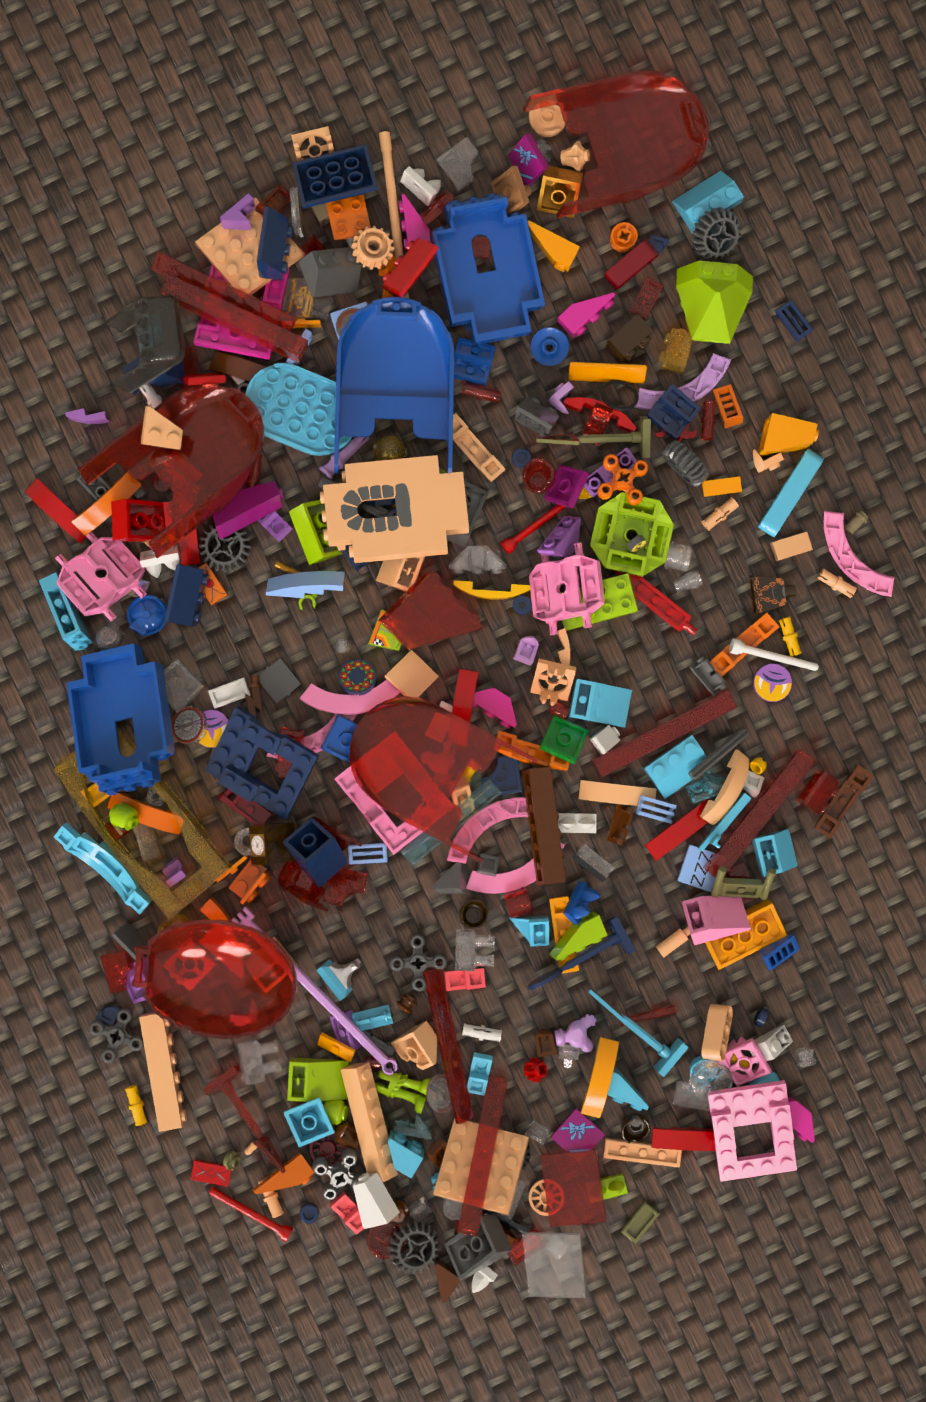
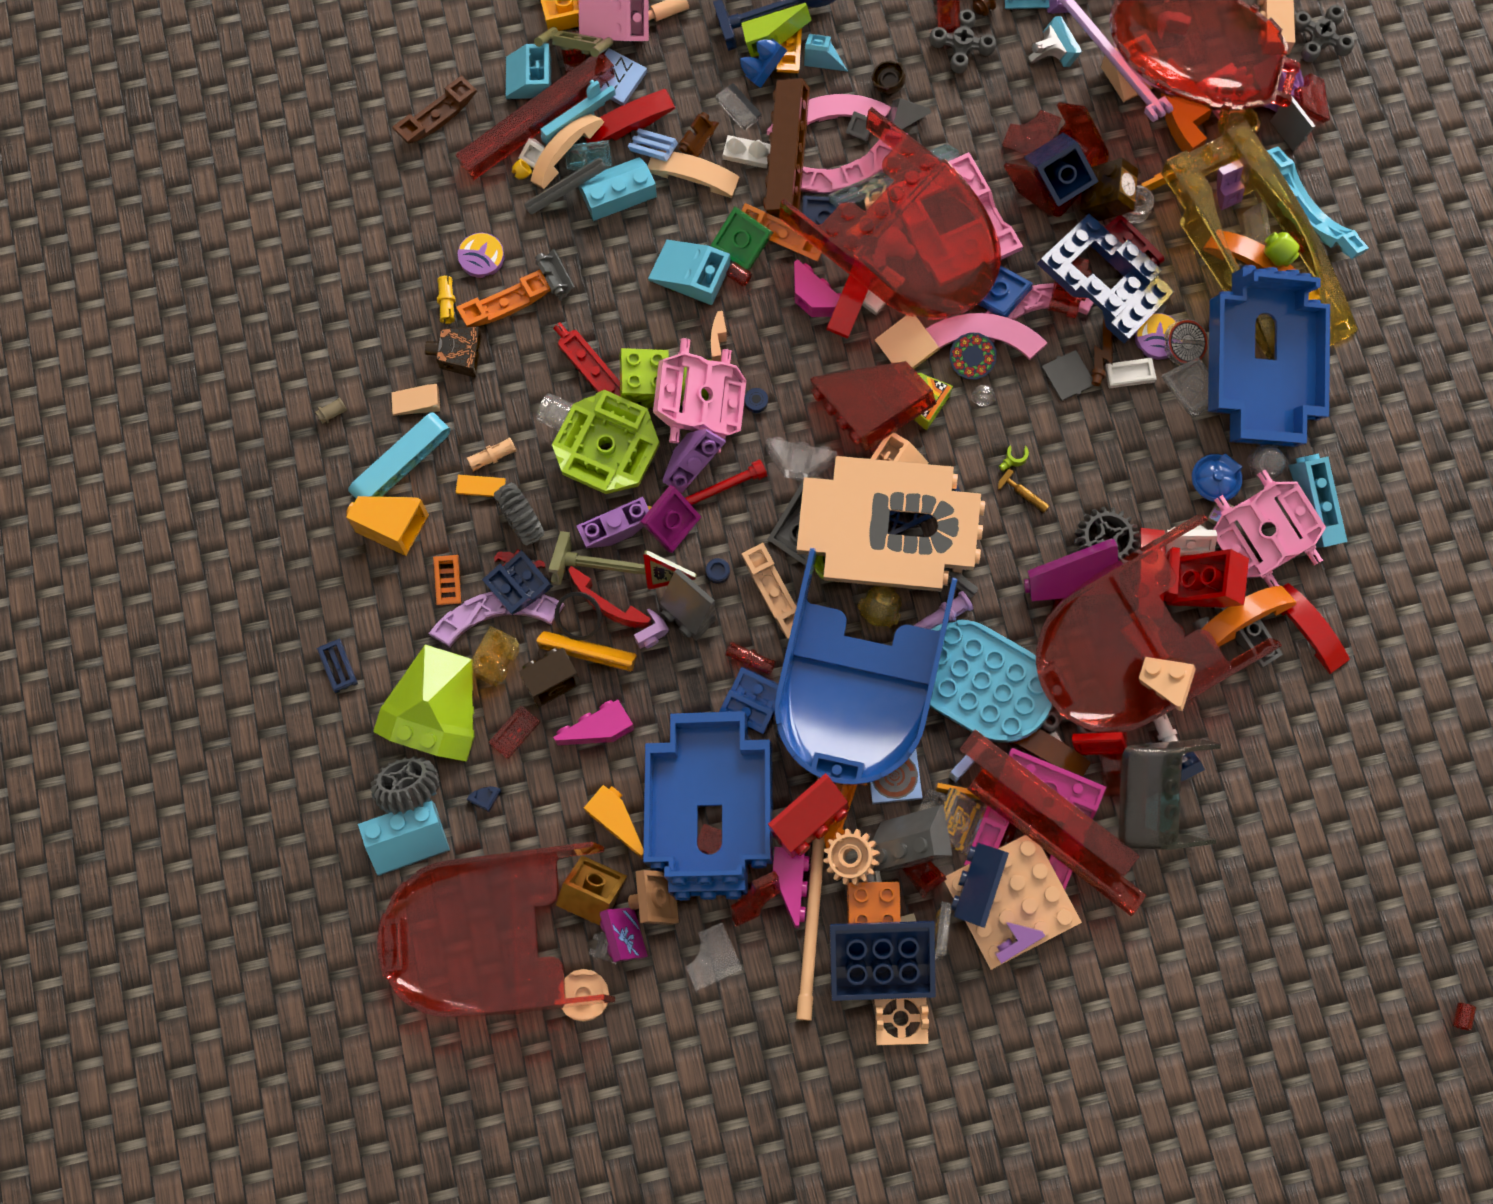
camera: 165 degrees left, 15 degrees down
(82, 416) = (1262, 733): medium lavender slope -> none
(109, 1014) = (1328, 59): dark blue tile -> none
(187, 595) = (1164, 486): dark blue slope -> none
(214, 590) = (1134, 501): orange tile -> none
(249, 880) = (1144, 155): orange bracket -> none
(275, 525) = (1038, 550): medium lavender slope -> none
(276, 199) = (967, 955): clear red tile -> none
(298, 584) = (1016, 473): light blue slope -> none
(310, 530) = (998, 539): lime slope -> none
(363, 861) = (995, 171): light blue tile -> none
(415, 182) = (766, 929): white tile -> none
(464, 979) = (913, 18): coral slope -> none
(466, 943) = (906, 35): clear brick -> none
(516, 590) = (759, 414): yellow slope -> none
(518, 903) = (835, 78): clear red piece -> none
(526, 650) = (763, 346): lavender plate -> none
(538, 475) = (701, 538): clear red hair -> none
(550, 337) = (648, 683): blue dish -> none
(552, 669) = (739, 309): light nougat piece -> none
(575, 156) = (560, 930): light nougat rock -> none
(598, 420) = (614, 588): clear red slope -> none
(605, 739) = (694, 225): white slope -> none
(621, 473) = (592, 504): orange gear -> none
(623, 237) = (524, 813): orange wheel -> none
(631, 264) = (523, 774): dark red beam -> none
(636, 543) = (602, 428): dark grey tile -> none
(664, 733) = (624, 222): clear red tile -> none
(689, 581) = (549, 384): clear cone -> none
(708, 420) = (476, 565): clear red pin -> none
(737, 646) = (511, 297): white piece -> none
(771, 463) = (425, 495): light nougat plate -> none
(818, 792) = (462, 125): clear red slope -> none
(836, 583) = (374, 347): light nougat pin -> none
(848, 561) = (352, 368): bright pink tile -> none

